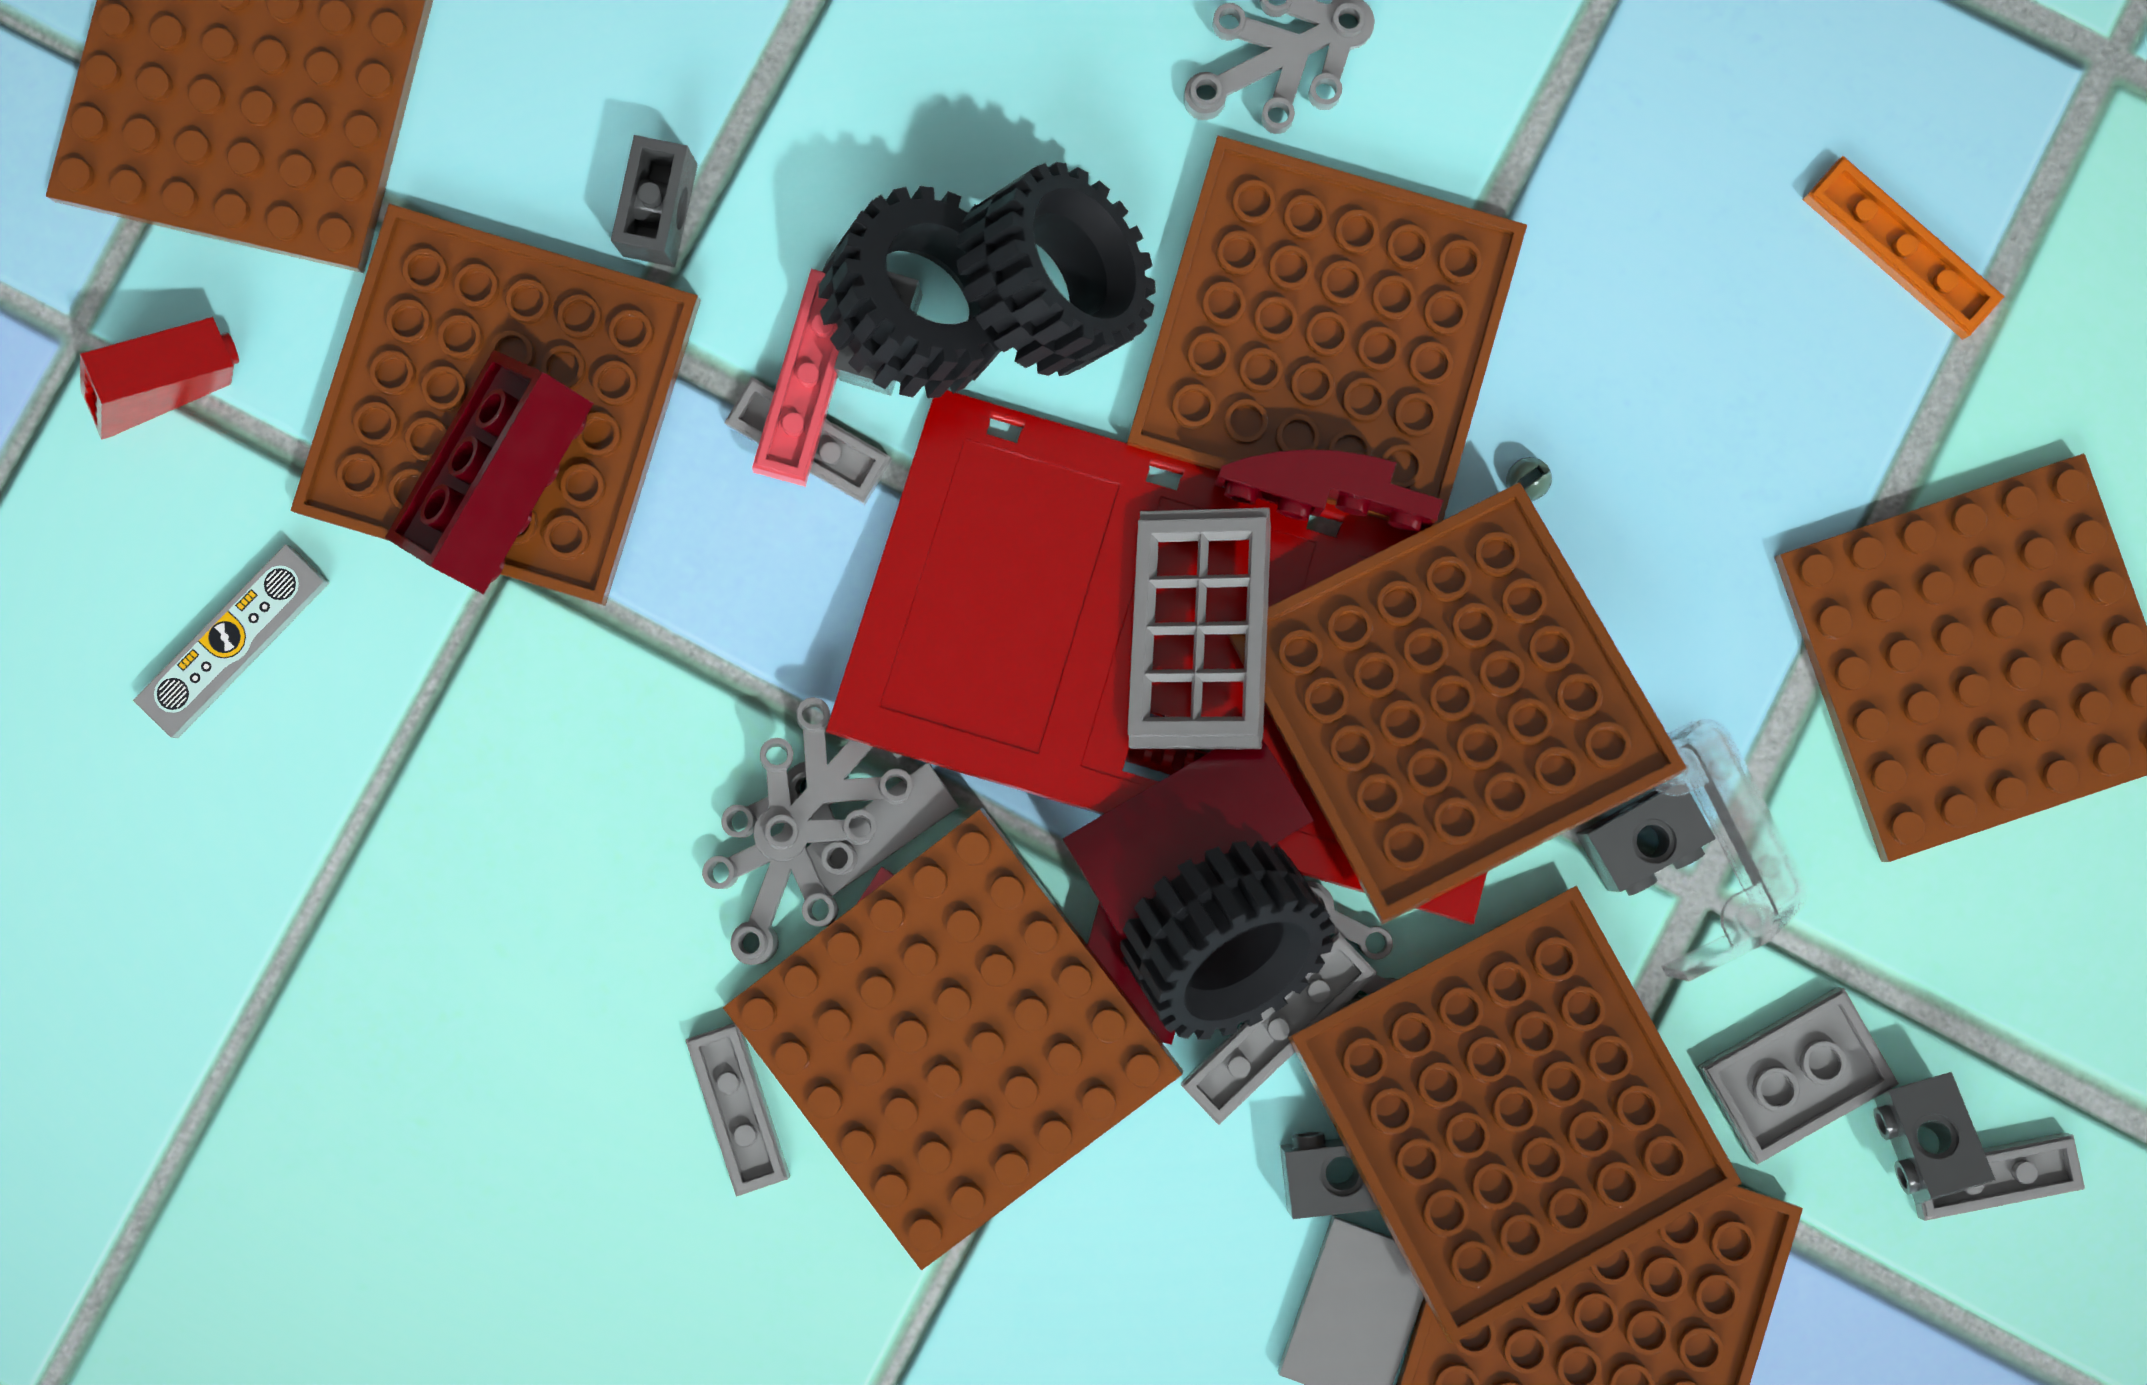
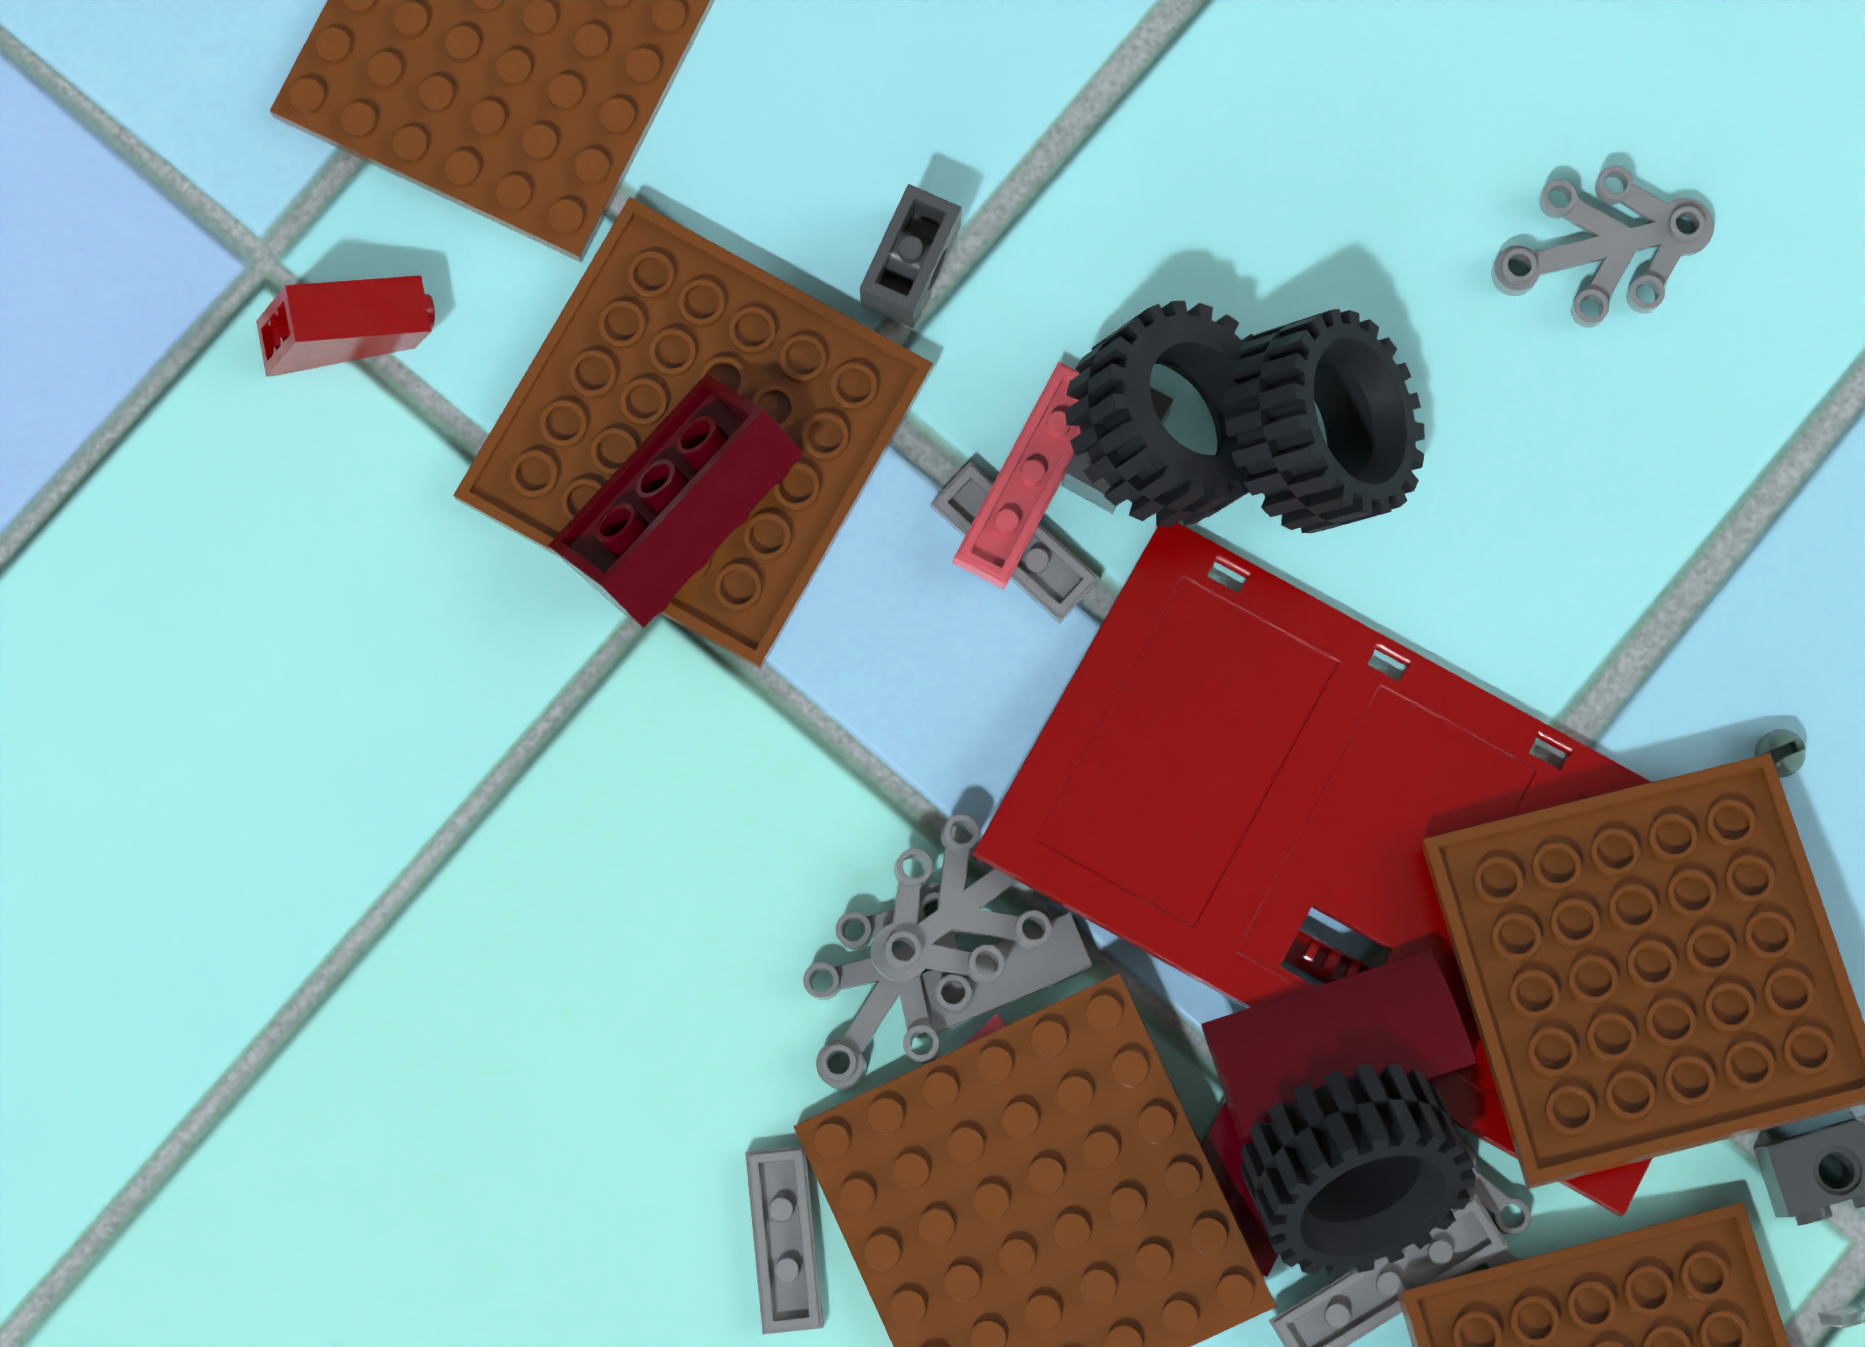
camera: 15 degrees right, 5 degrees down
(231, 642) = (355, 619): tile -> none
(1199, 731) = (1369, 940): light grey piece -> none
(1306, 478) = (1542, 699): dark red slope -> none
(1326, 321) = (1595, 552): dark orange plate -> none

